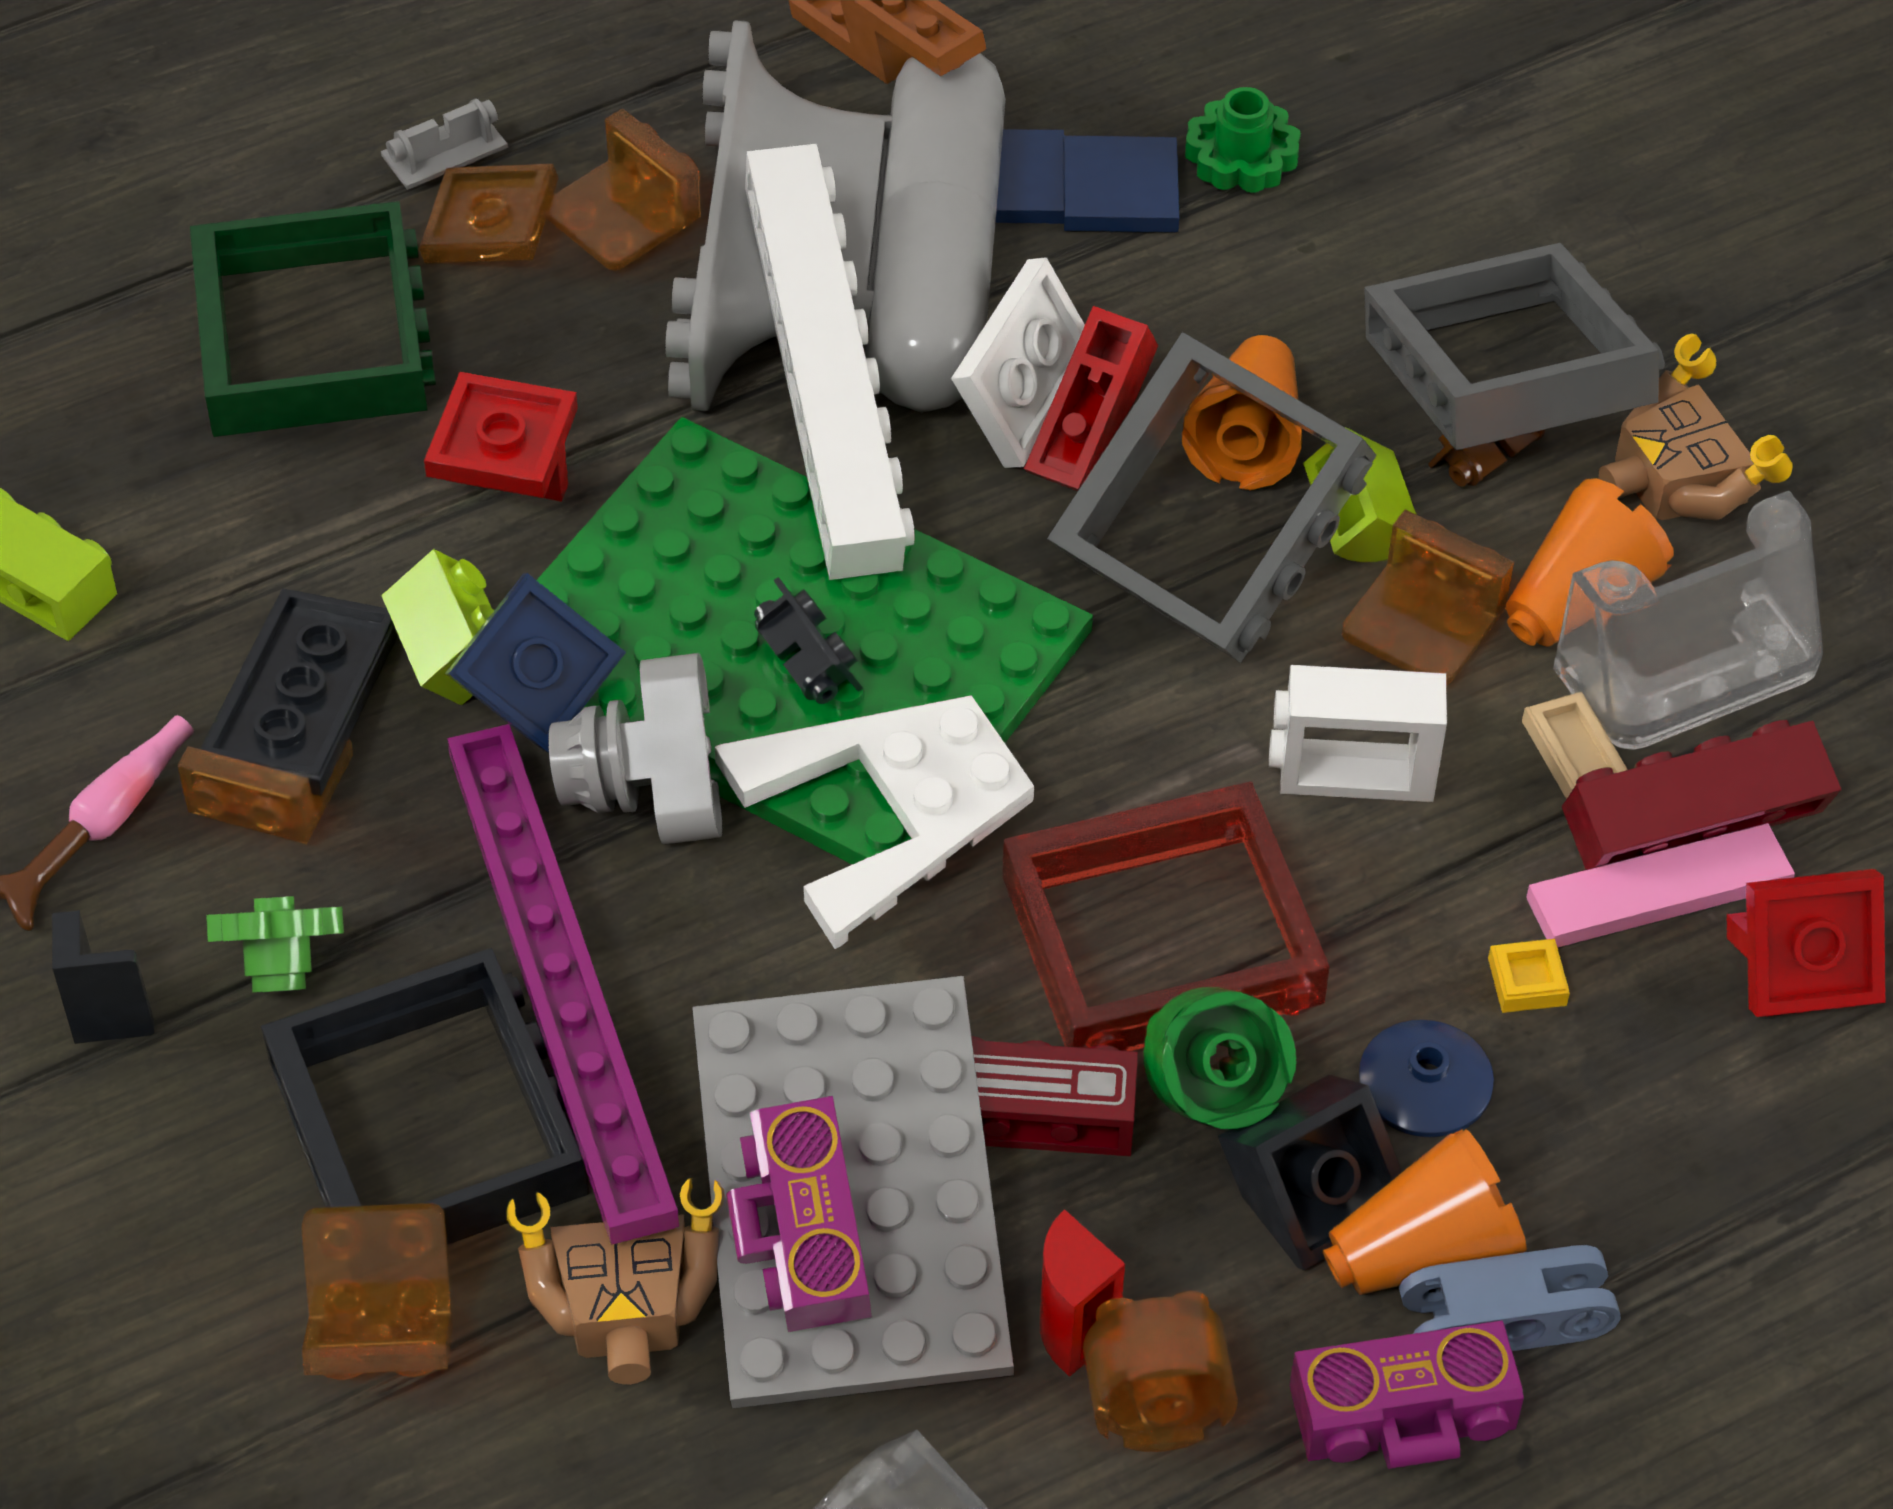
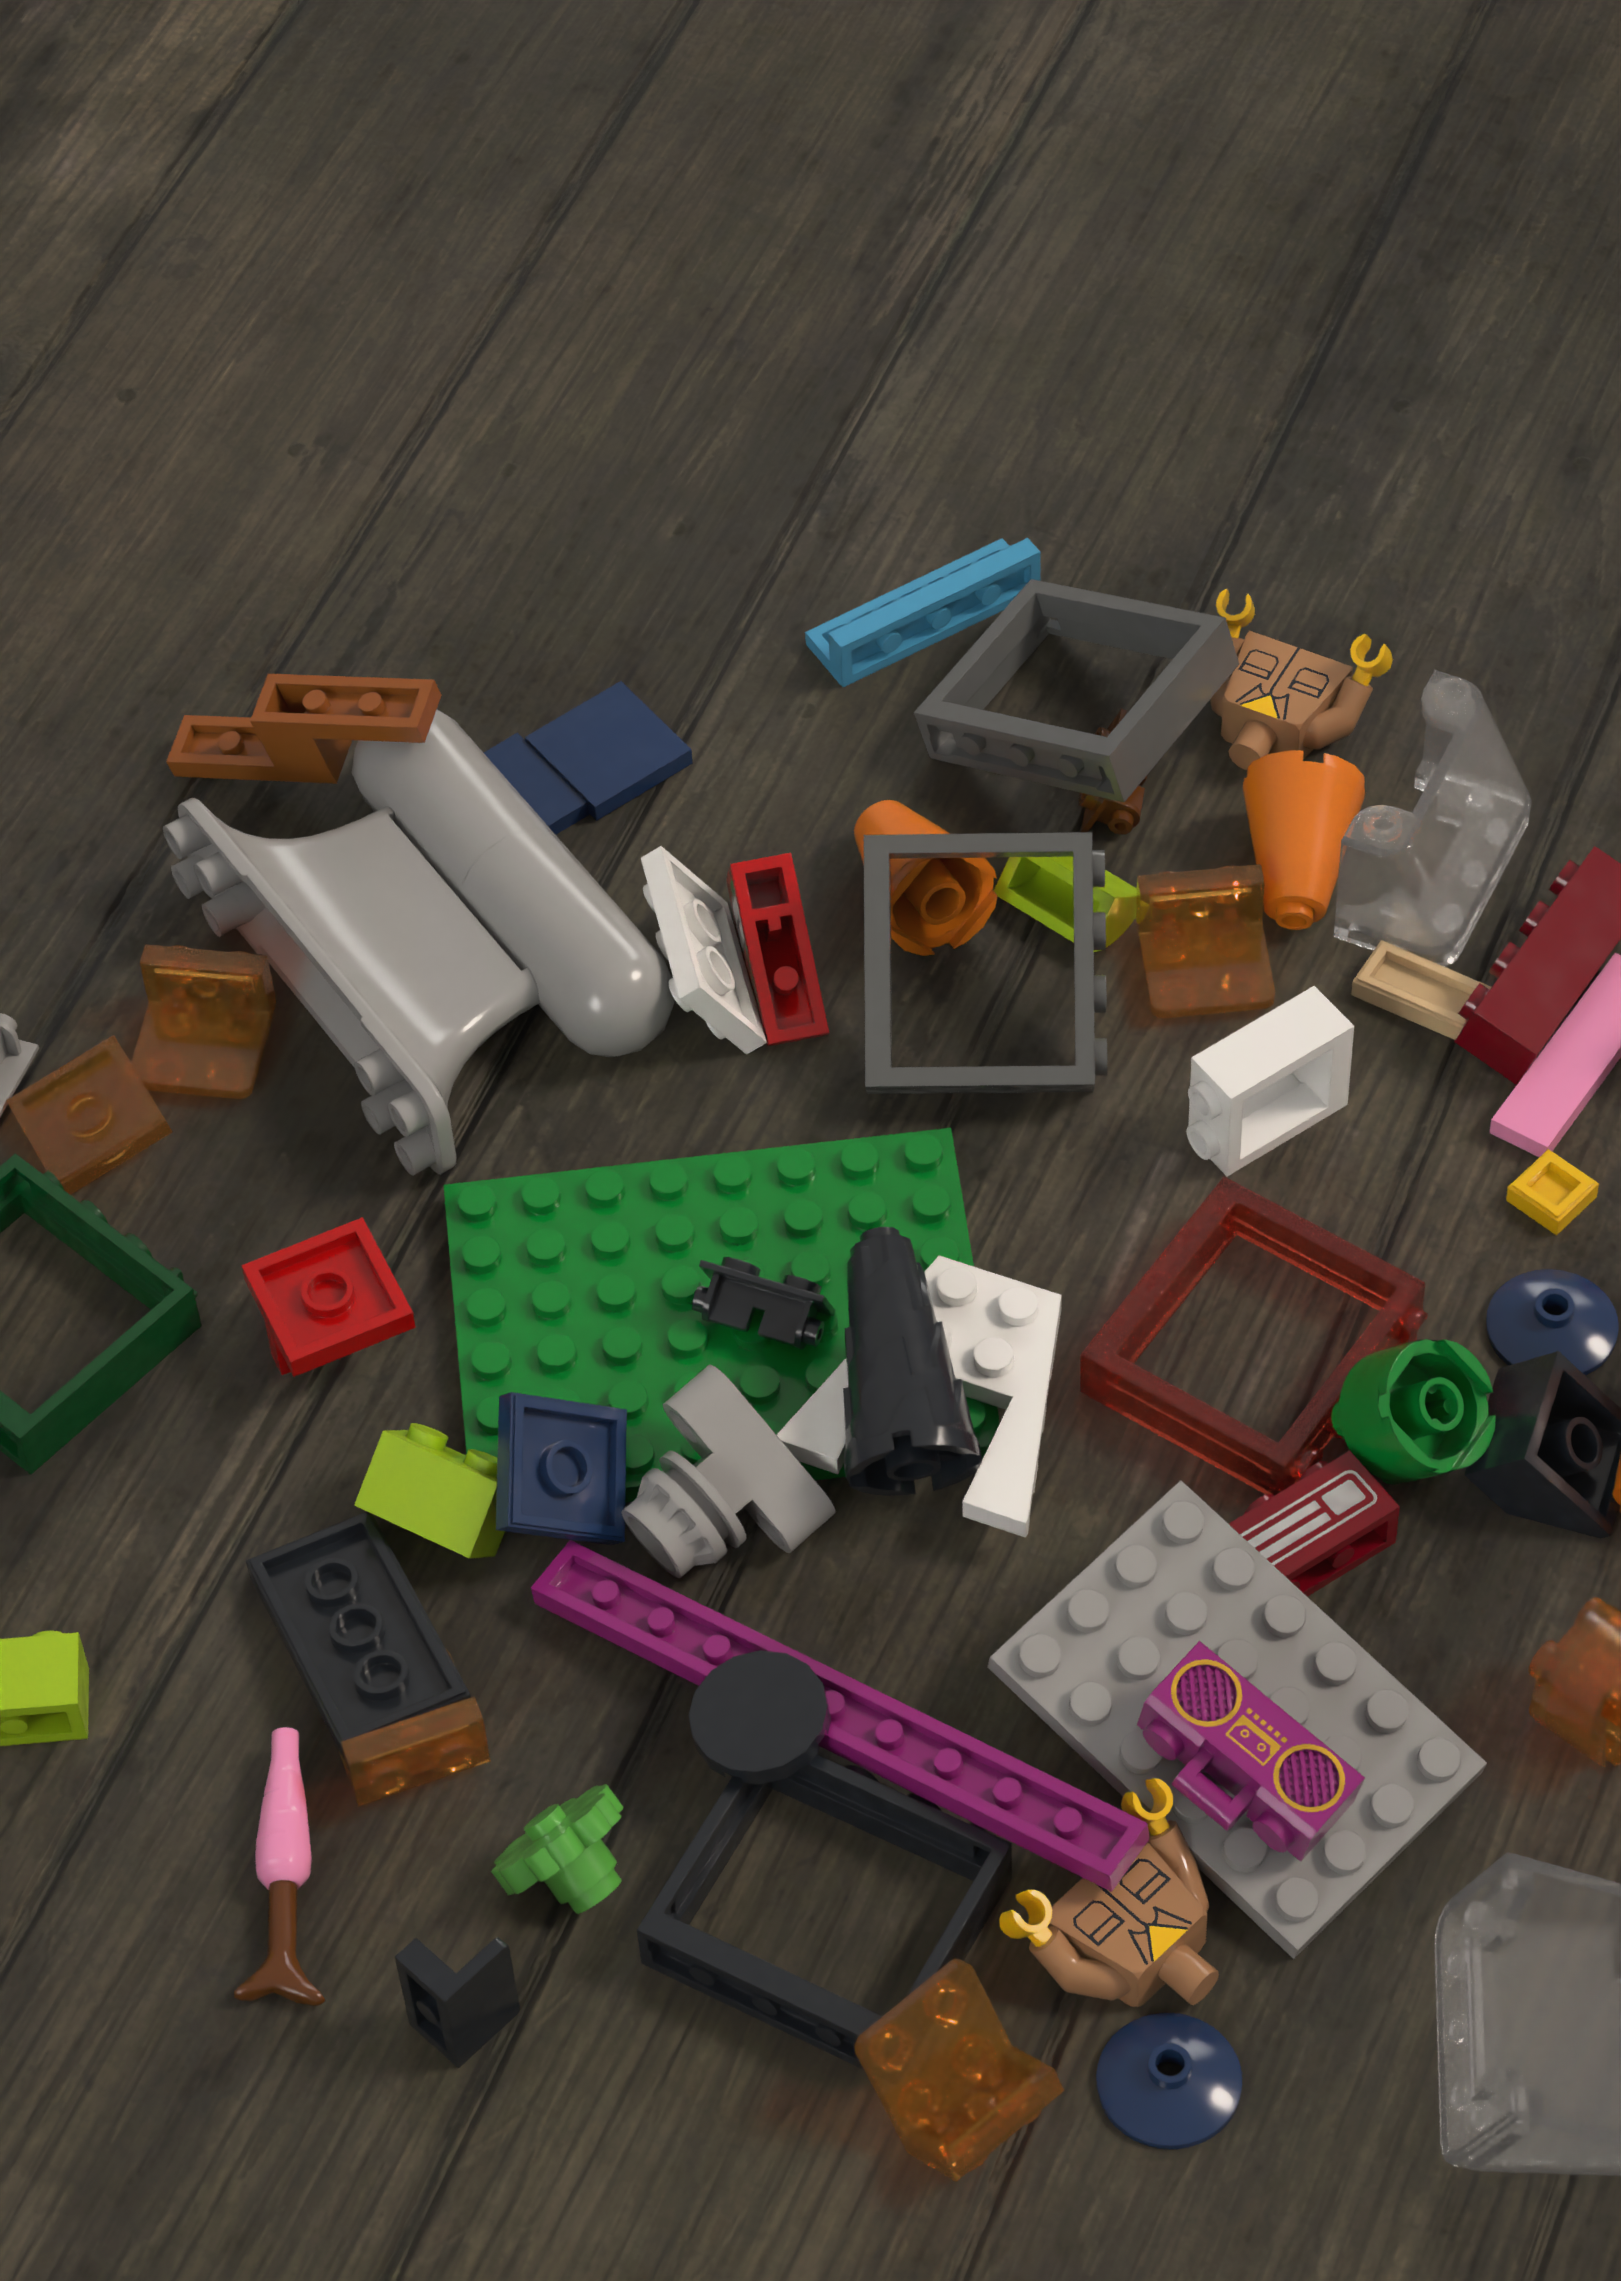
camera: 35 degrees left, 0 degrees up
(491, 934) = (759, 1716): none -> black tile
(552, 1452) = (1163, 2108): none -> dark blue dish
(825, 772) = (902, 1395): none -> black cone
(826, 364) = (555, 1051): white brick -> none
(1076, 1280) = (1486, 1670): red brick -> none
(1242, 142) = (680, 652): green plant -> none
(1463, 223) = (924, 610): none -> dark azure fence

